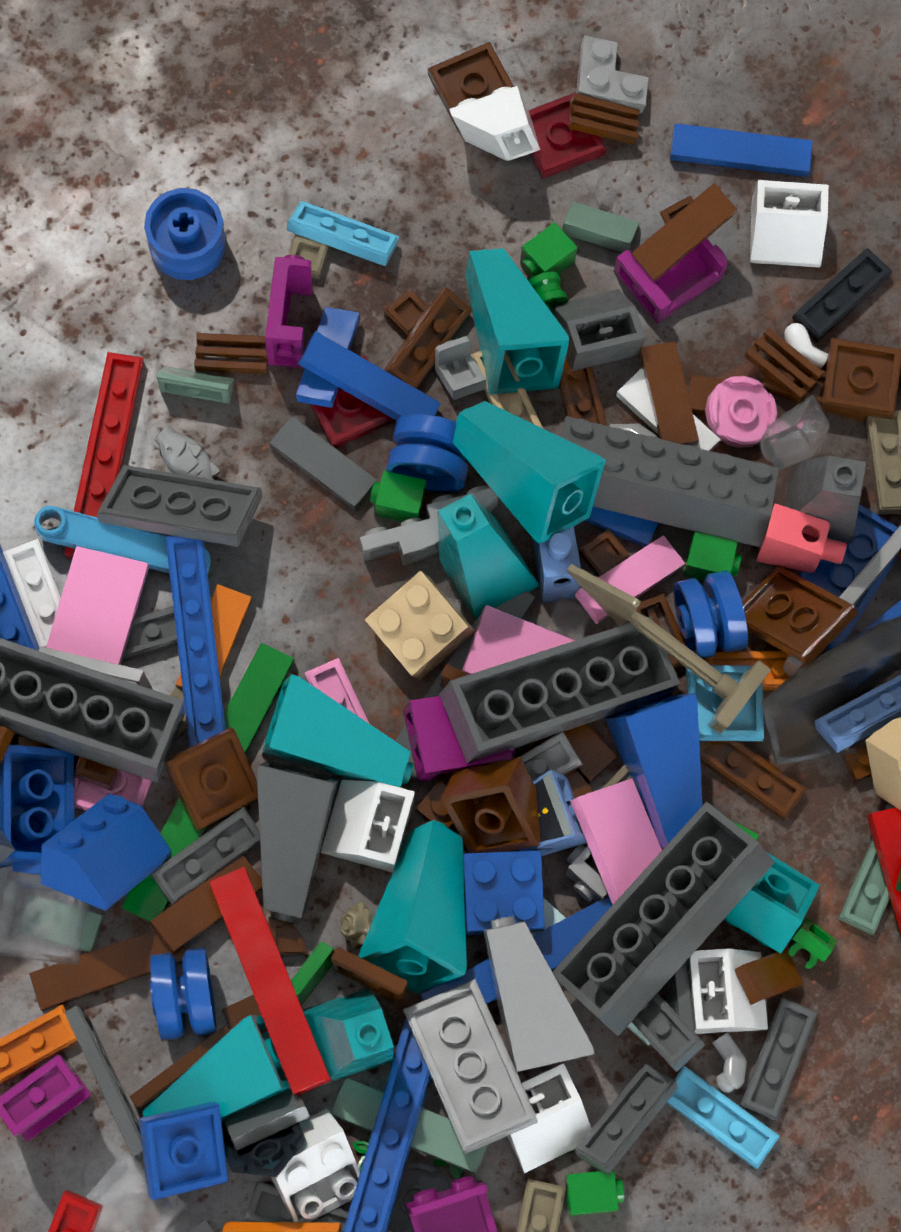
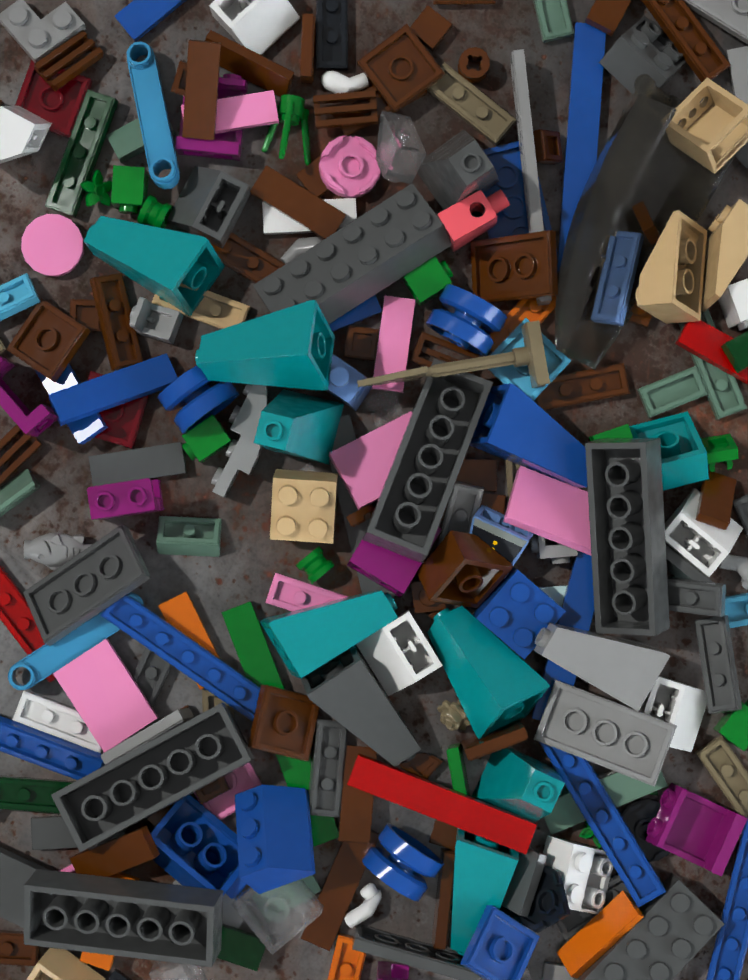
camera: 40 degrees left, 15 degrees up
(108, 1007) = (367, 908): none -> white arm
(284, 470) = (125, 499): none -> magenta panel
(301, 559) = (189, 536): none -> sand green slope
(359, 299) = (48, 340): none -> reddish brown tile
(377, 683) = (315, 565): none -> green wheel
(441, 237) = (52, 245): none -> bright pink tile
(521, 232) = (97, 190): none -> green plant
(538, 195) = (81, 153): none -> dark green tile
(625, 218) = (153, 115): none -> dark azure piece
(701, 288) = (245, 111): none -> bright pink tile
(735, 325) = (289, 113): none -> green plant
(743, 262) = (252, 66): none -> reddish brown tile
(801, 292) = (307, 48): none -> reddish brown tile
(823, 855) = (672, 391): none -> sand green tile

